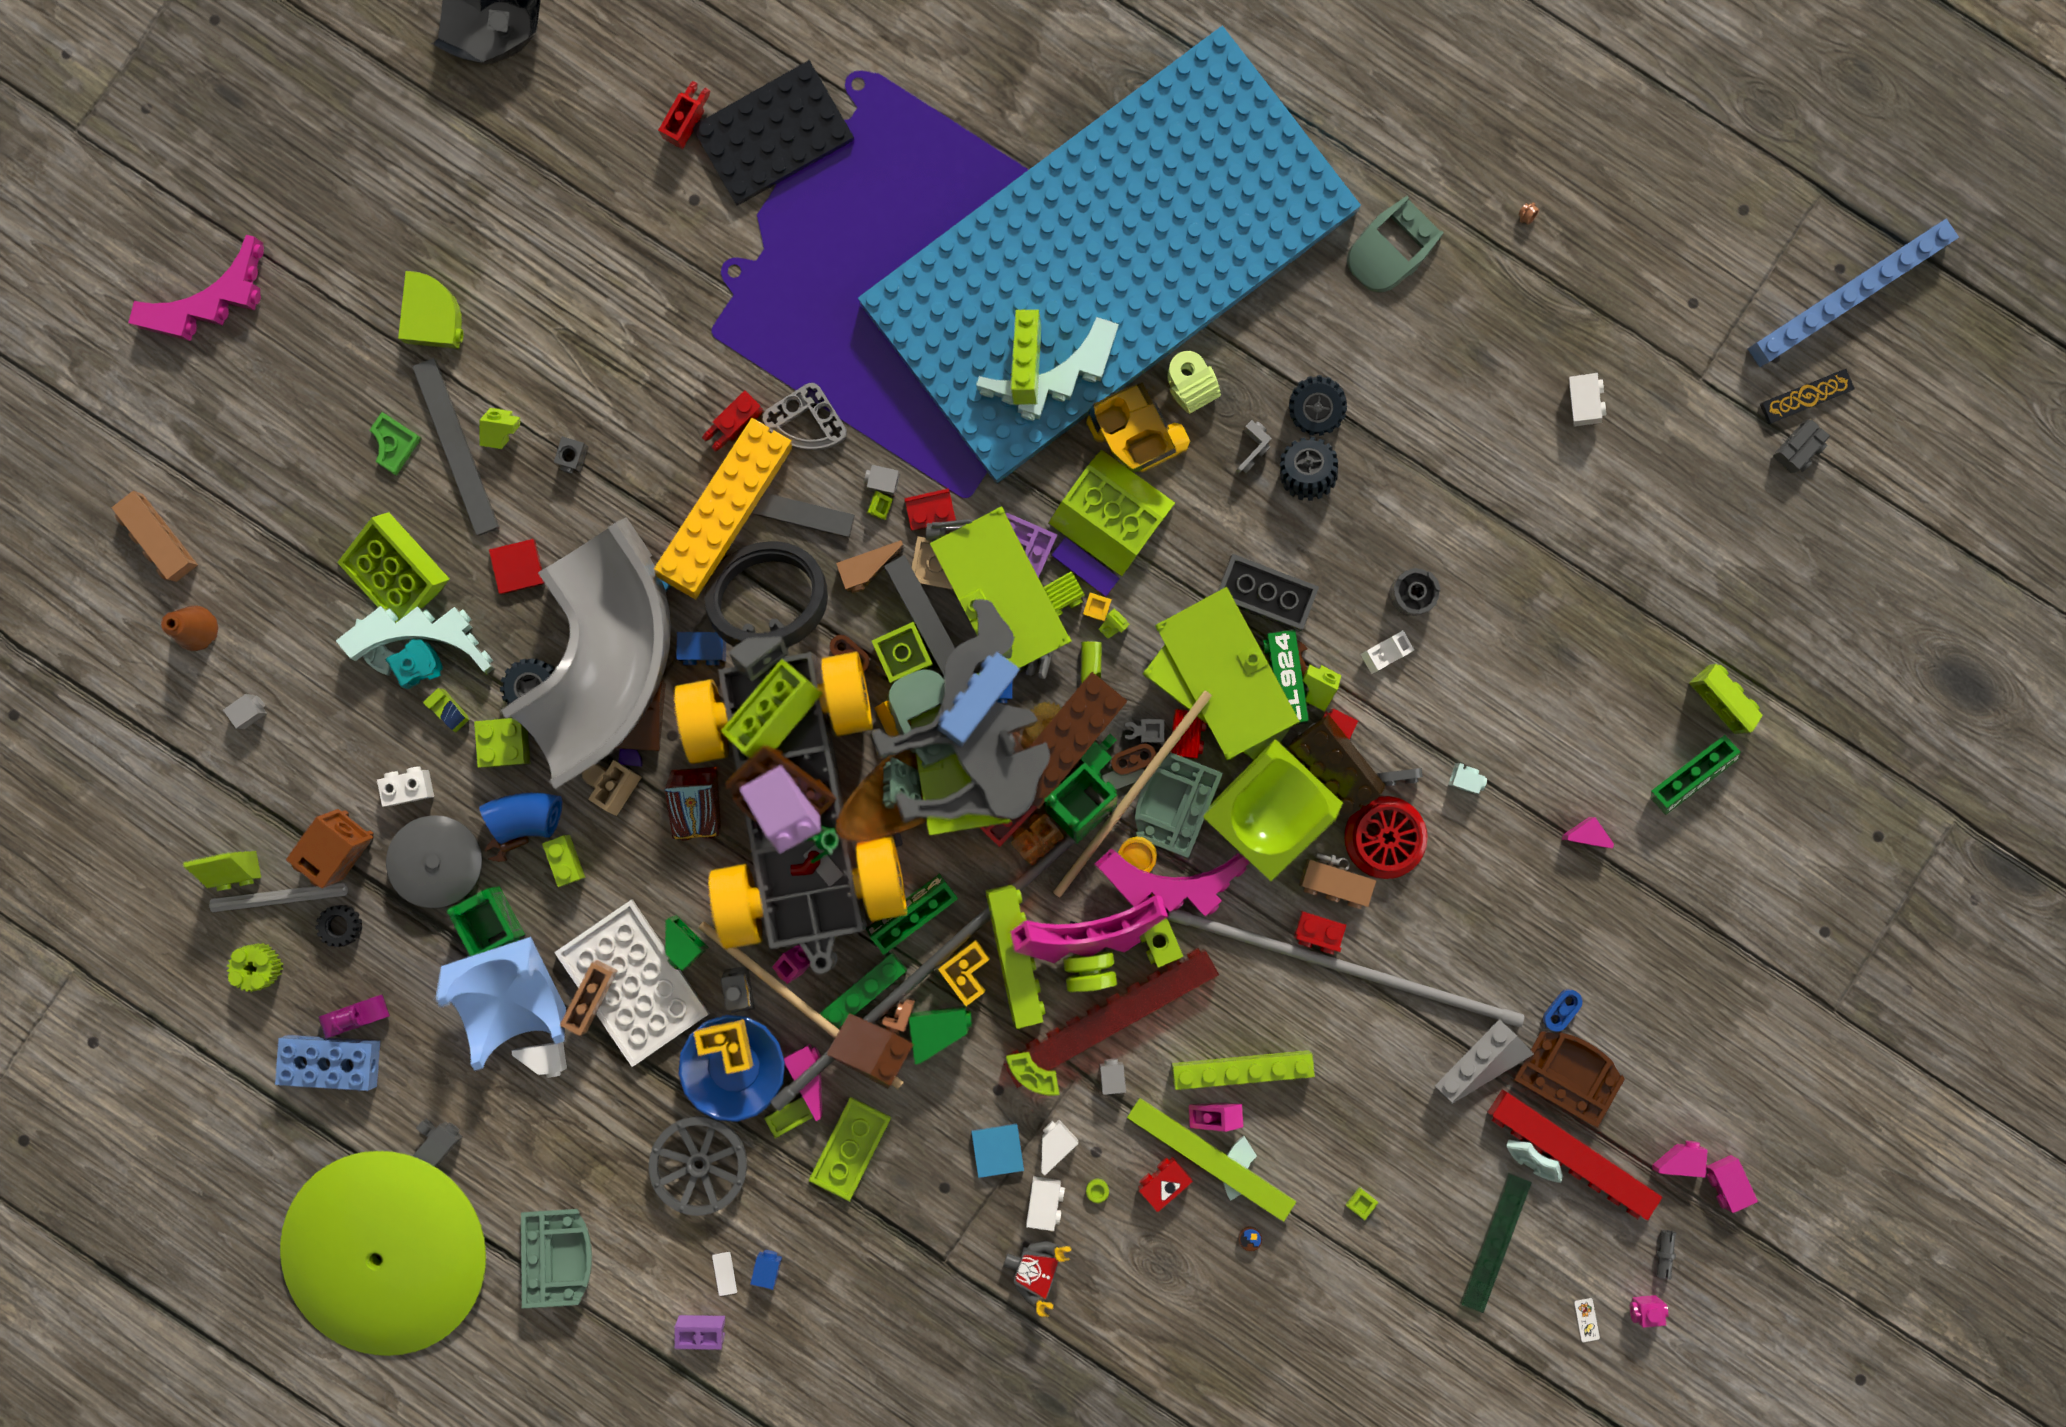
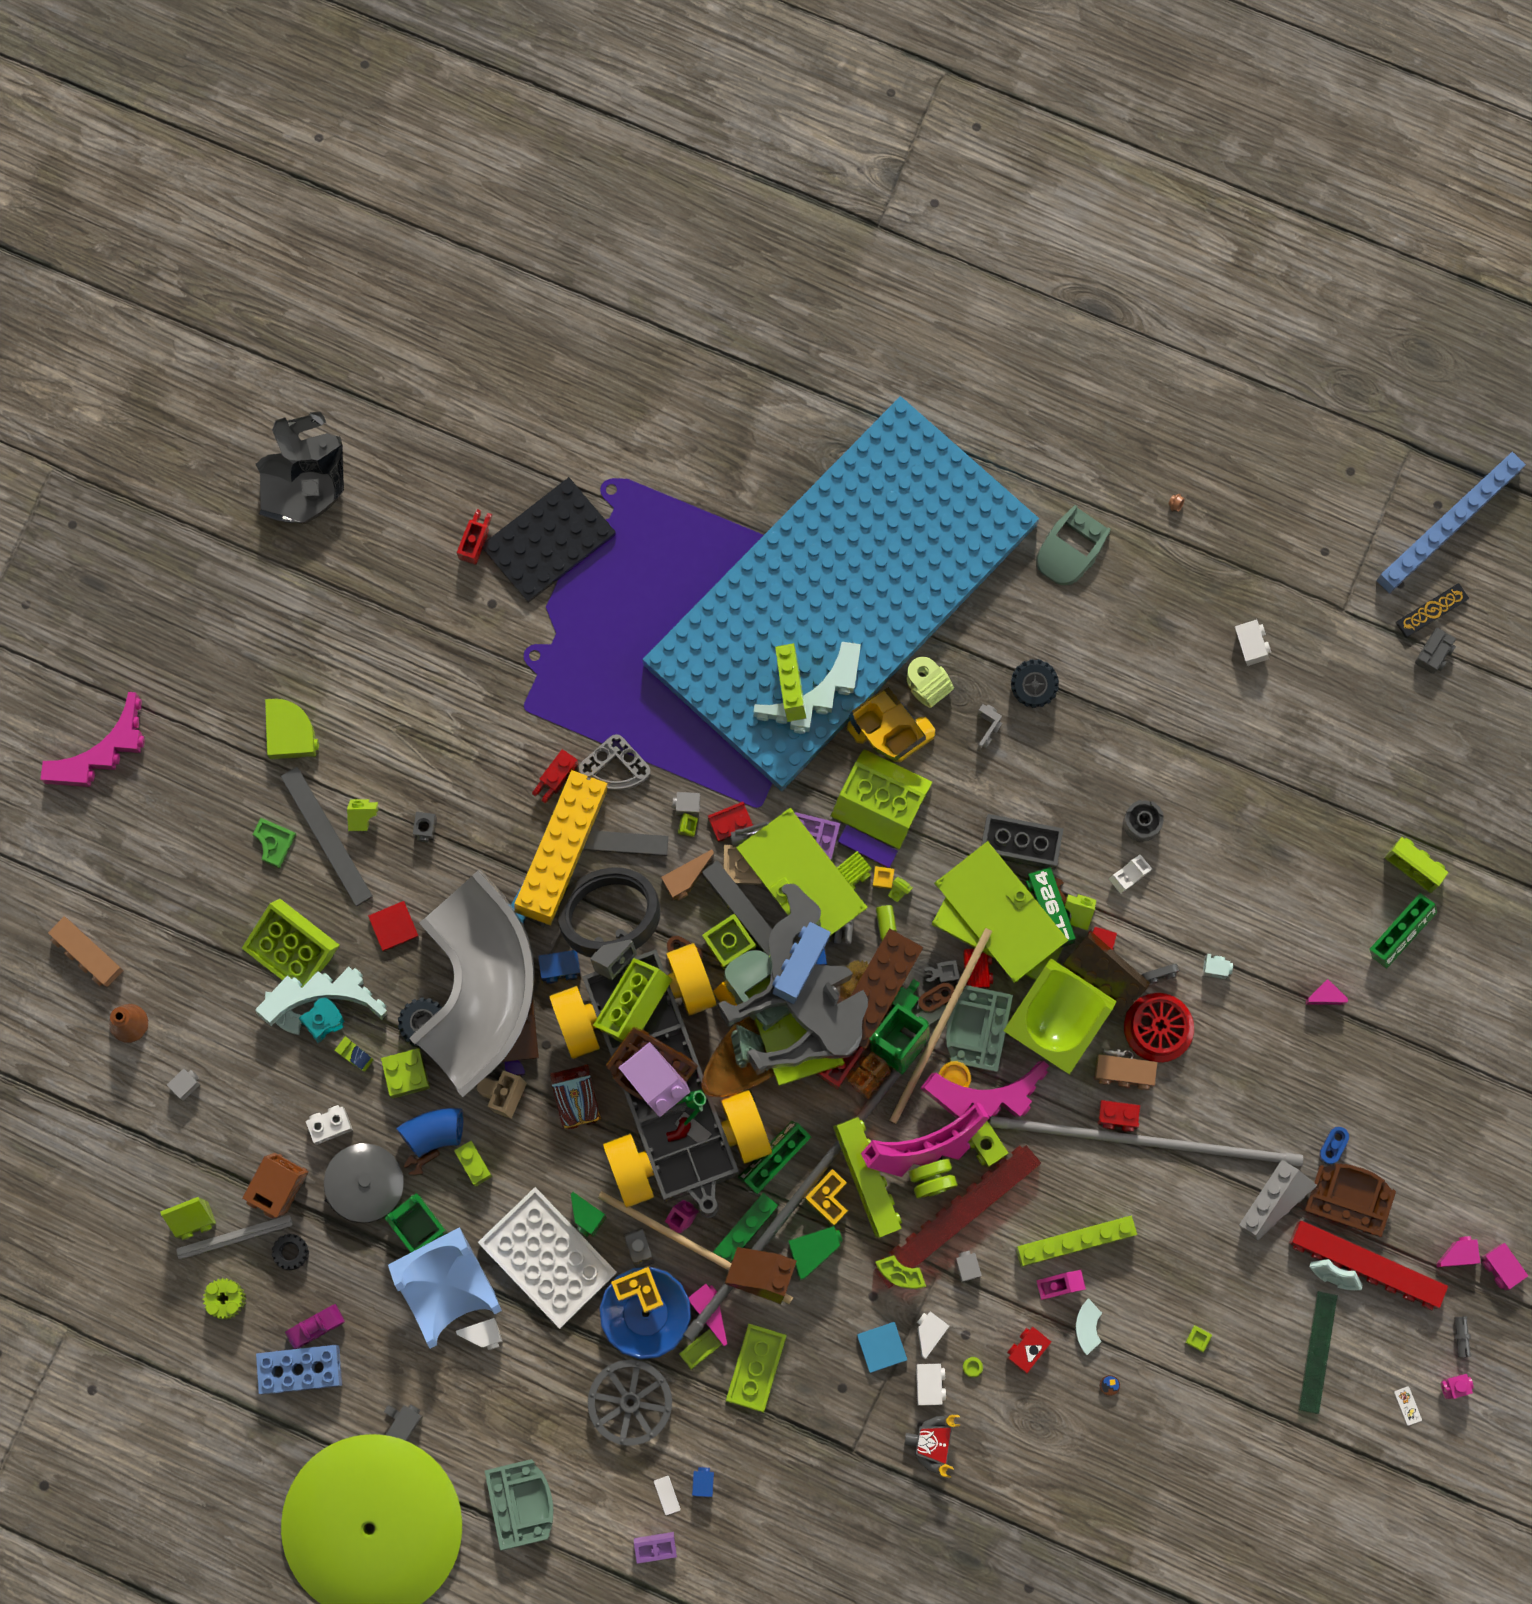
camera: 10 degrees left, 10 degrees down
(588, 997) = (515, 1272): medium nougat brick -> none
(902, 1017) = (782, 1242): nougat bracket -> none
(1211, 1159) = (1064, 1321): lime tile -> none
(1308, 468) = (1037, 735): black wheel -> none

